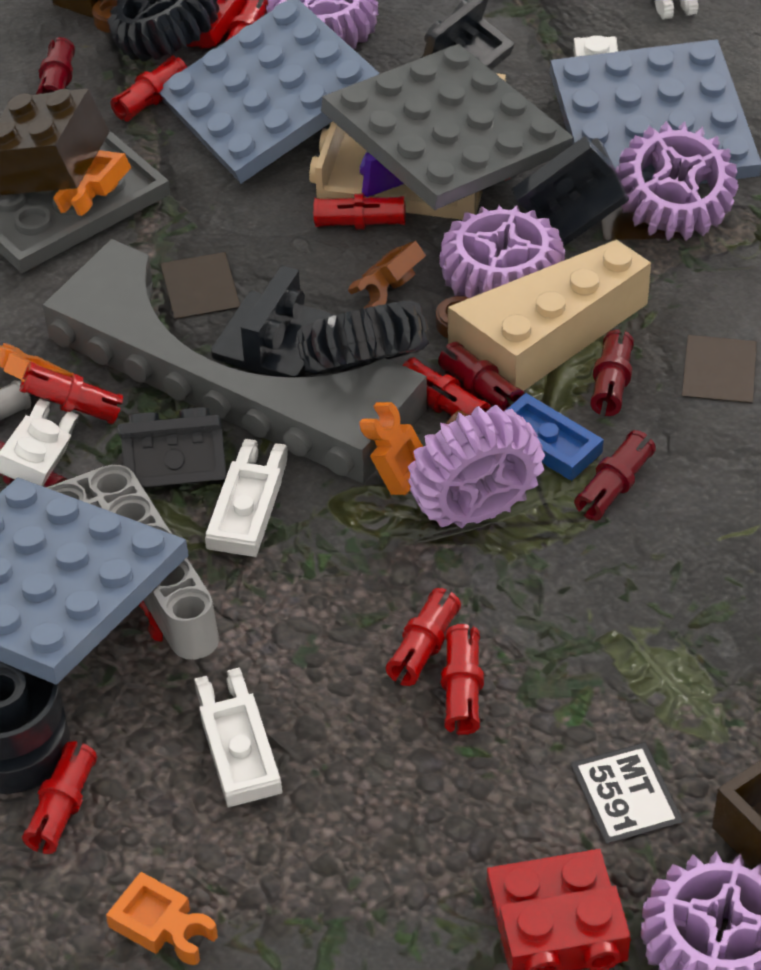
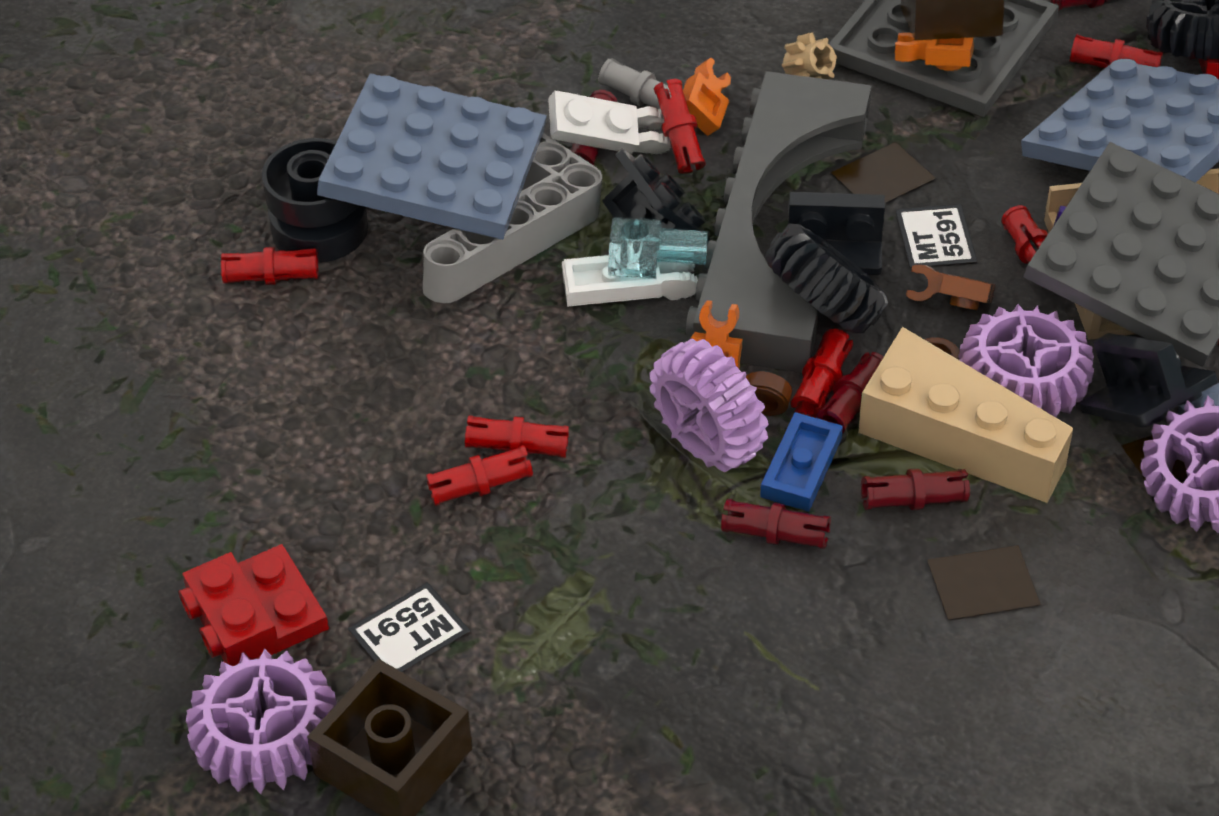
camera: 70 degrees right, 0 degrees up
(32, 277) = (810, 57): none -> tan gear
(157, 914) = (171, 352): orange plate -> none
(238, 742) = (363, 347): white hinge -> none
(241, 458) = (642, 243): none -> clear light blue piece
(316, 271) = (936, 235): none -> sticker

